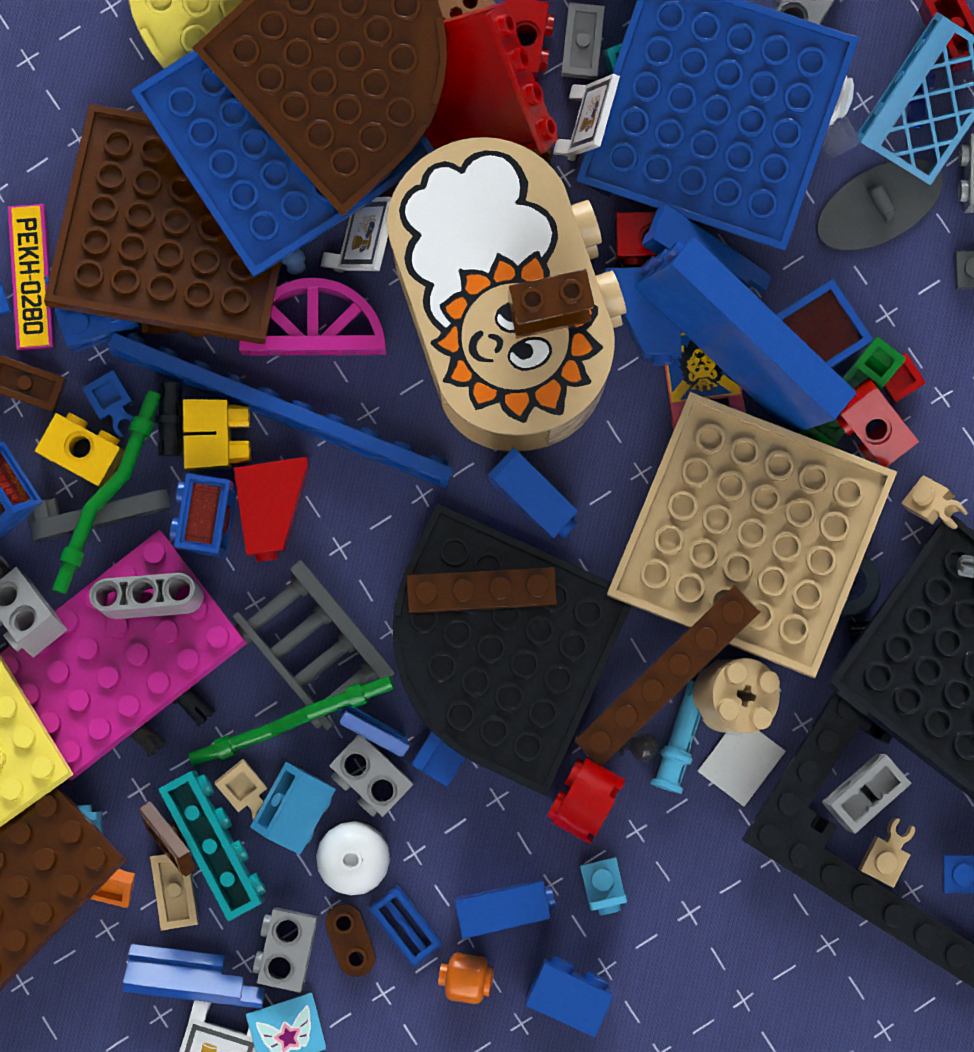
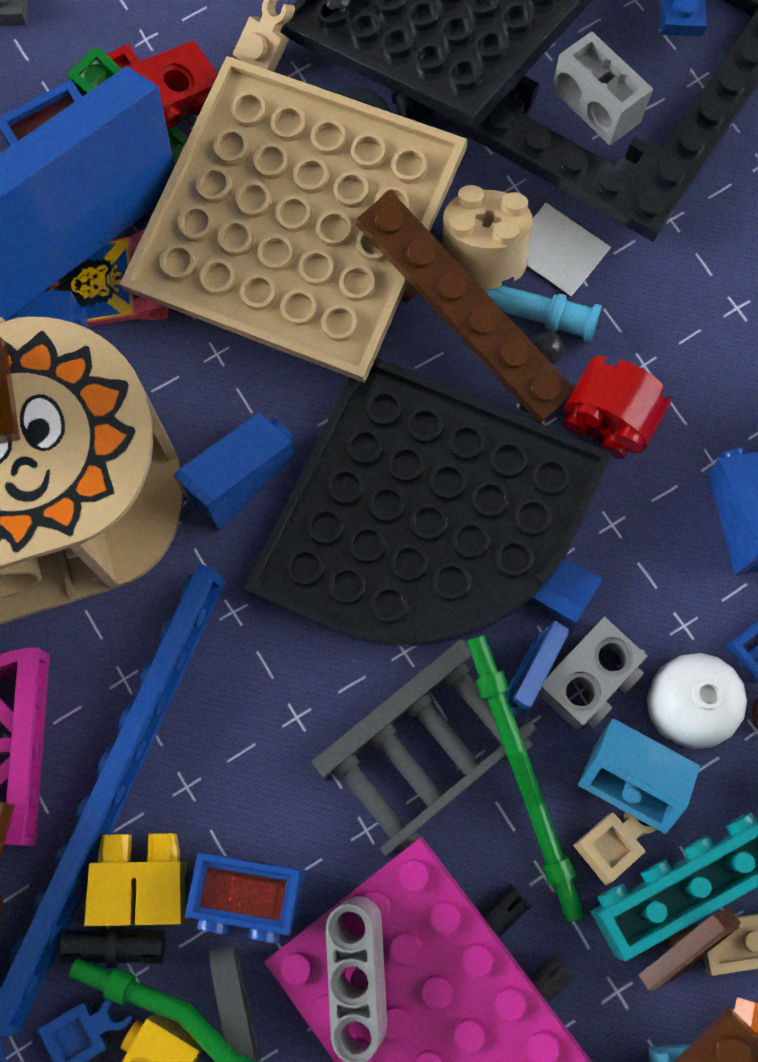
camera: 90 degrees left, 10 degrees down
(269, 504) = (234, 807): red slope -> none
(481, 590) = (355, 532): reddish brown plate -> none
(603, 885) = (715, 398): medium azure bracket -> none
(885, 858) = (672, 82): tan plate -> none

